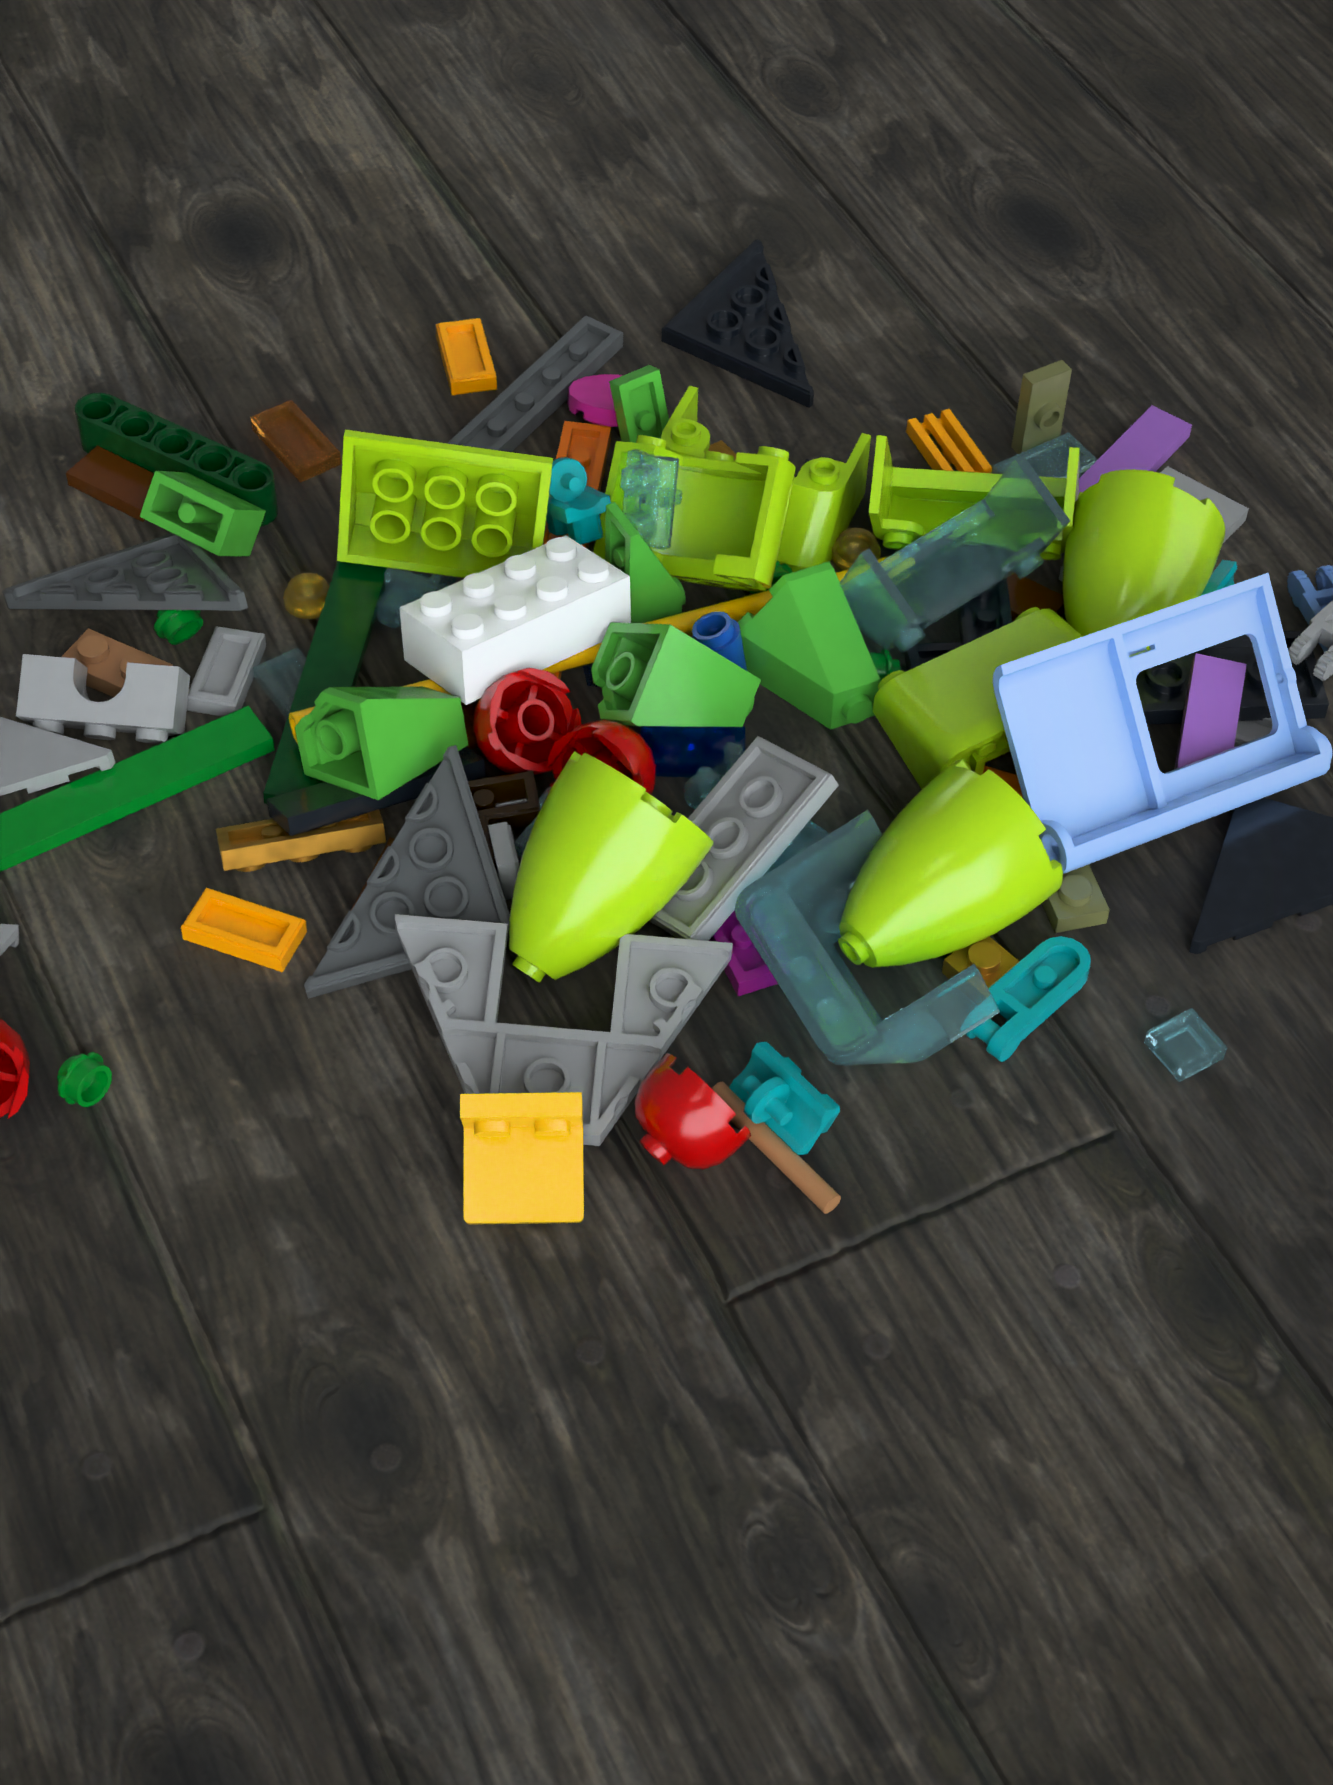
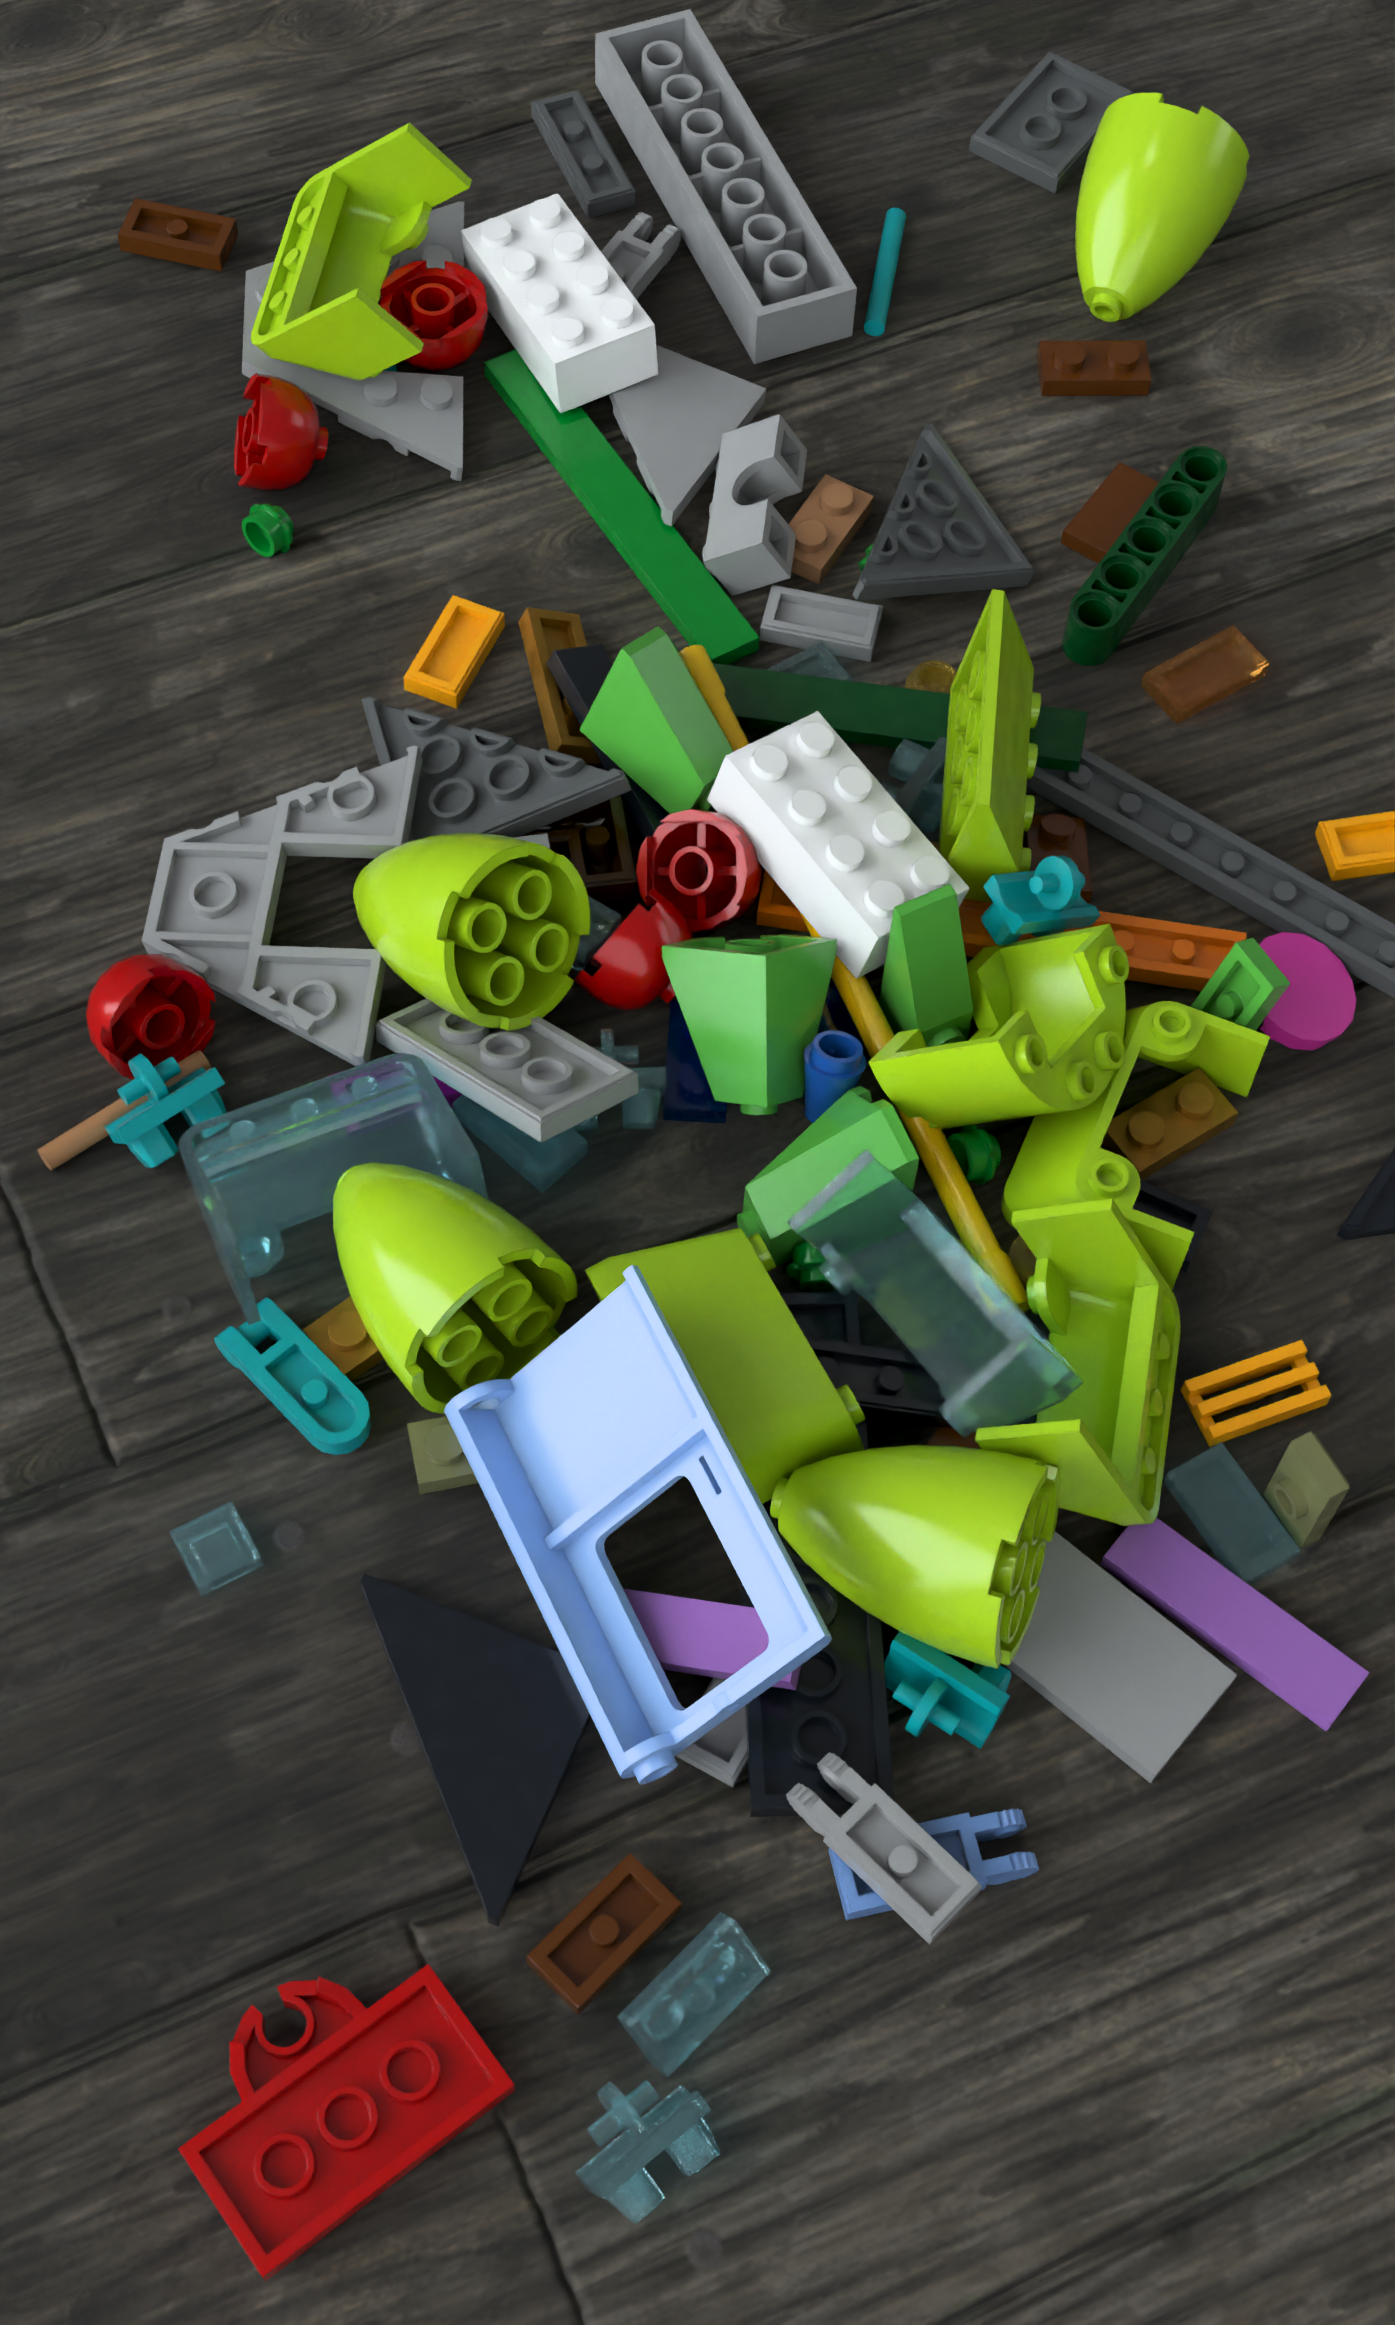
camera: 90 degrees right, 10 degrees up
(202, 513) = (1043, 570): bright green brick -> none
(523, 1158) = (118, 867): yellow bracket -> none
(651, 496) = (1034, 975): clear light blue hips -> none

